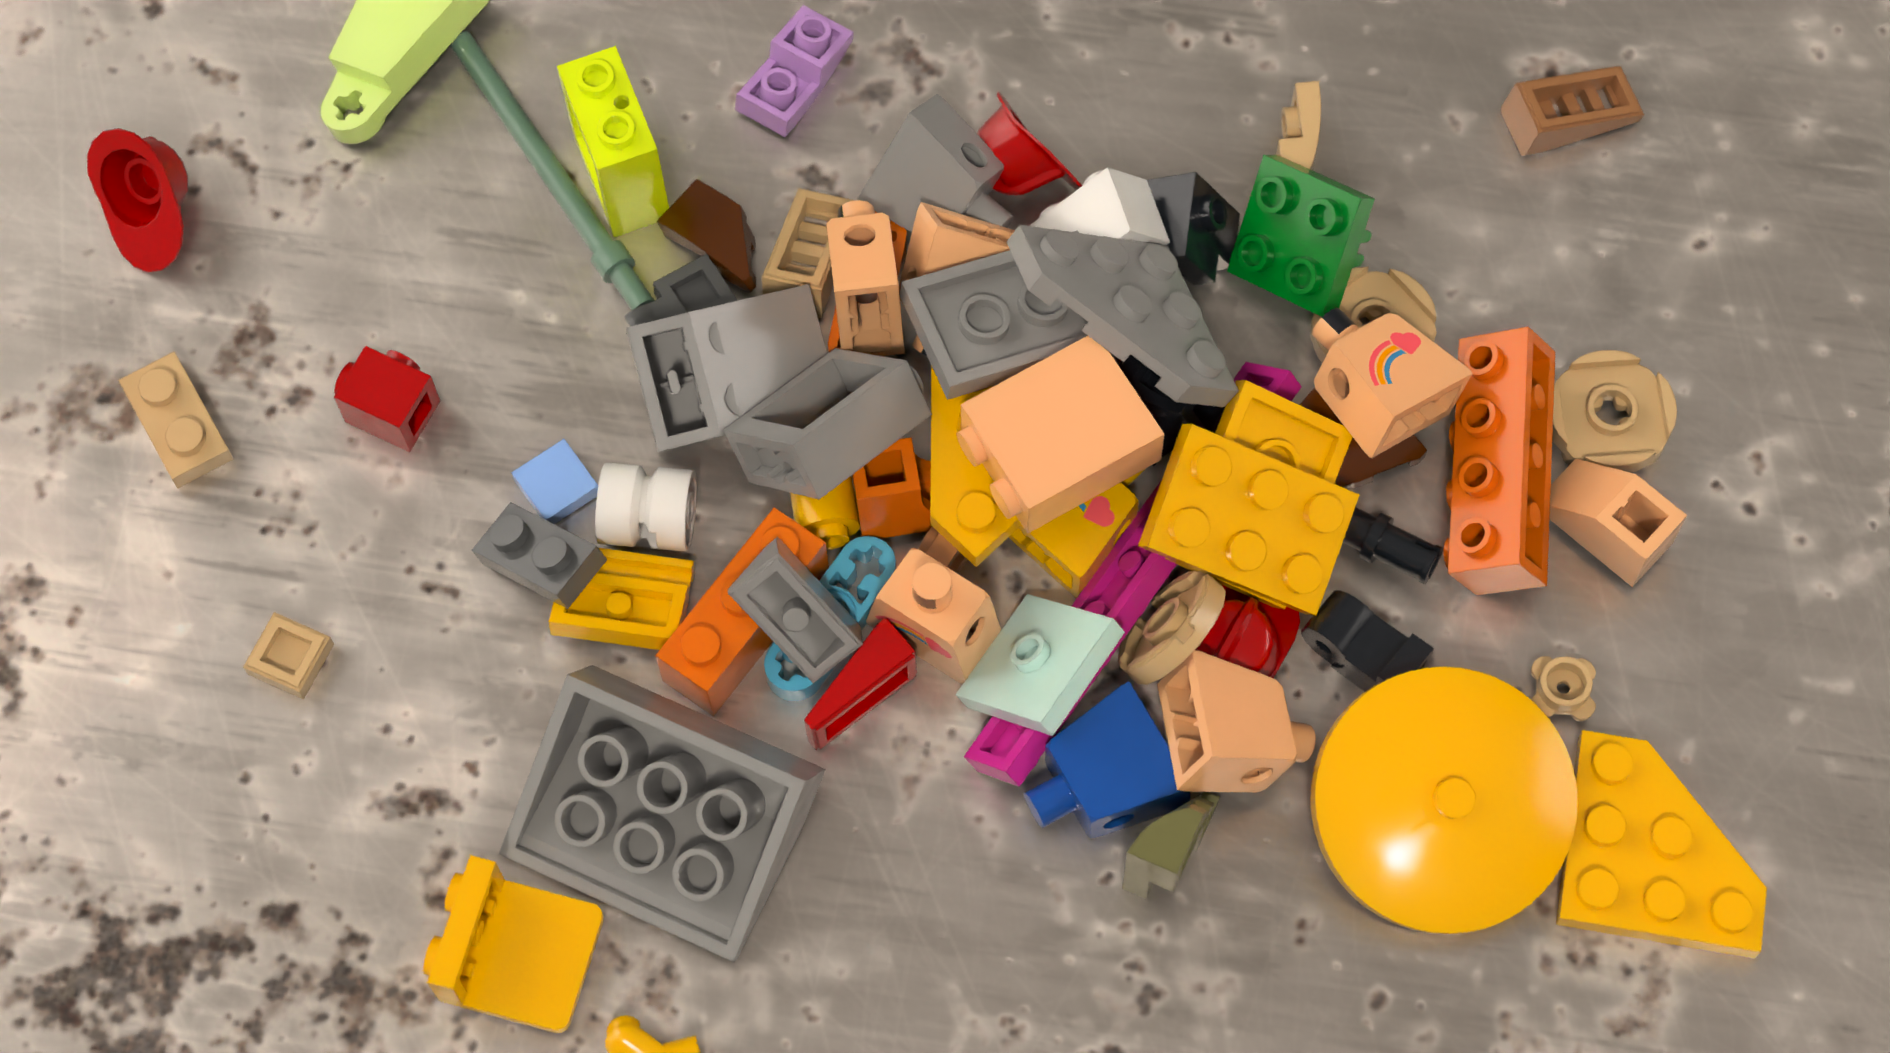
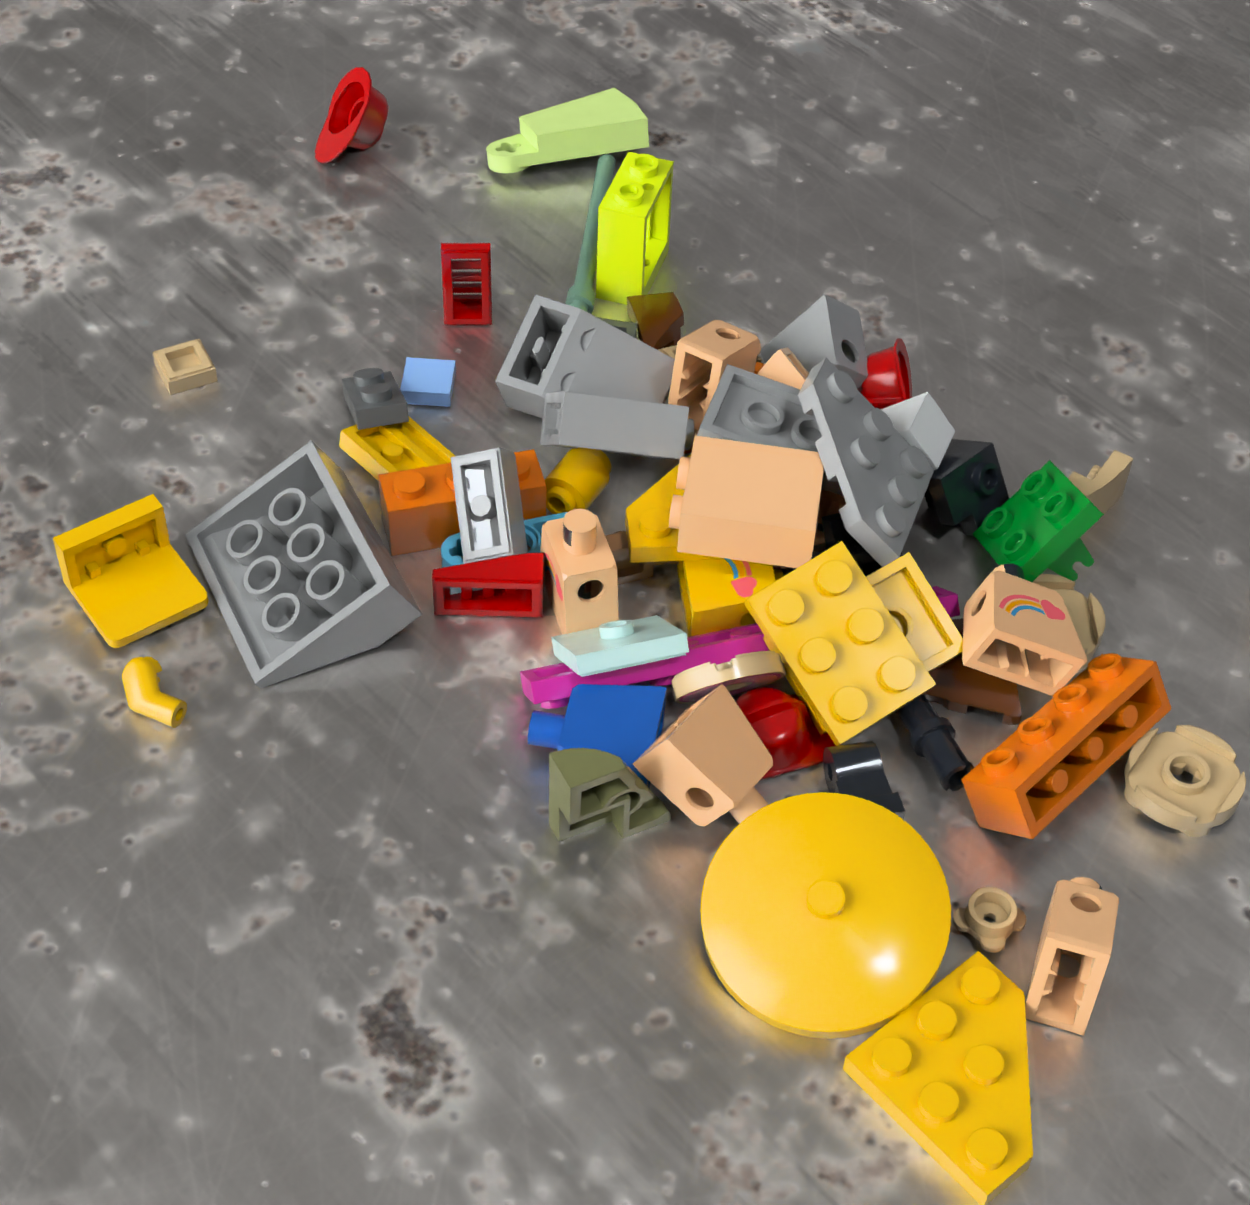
camera: 35 degrees right, 20 degrees down
(175, 420) = (254, 229): tan plate -> none
(386, 396) = (377, 280): red brick -> none
(502, 343) = (466, 308): none -> red slope
(646, 506) = (462, 413): white wheel -> none
(795, 72) = (798, 279): lavender slope -> none
(894, 492) = (614, 485): orange brick -> none
(1614, 517) = (1127, 838): light nougat slope -> none
(1664, 674) = (1081, 926): none -> light nougat torso

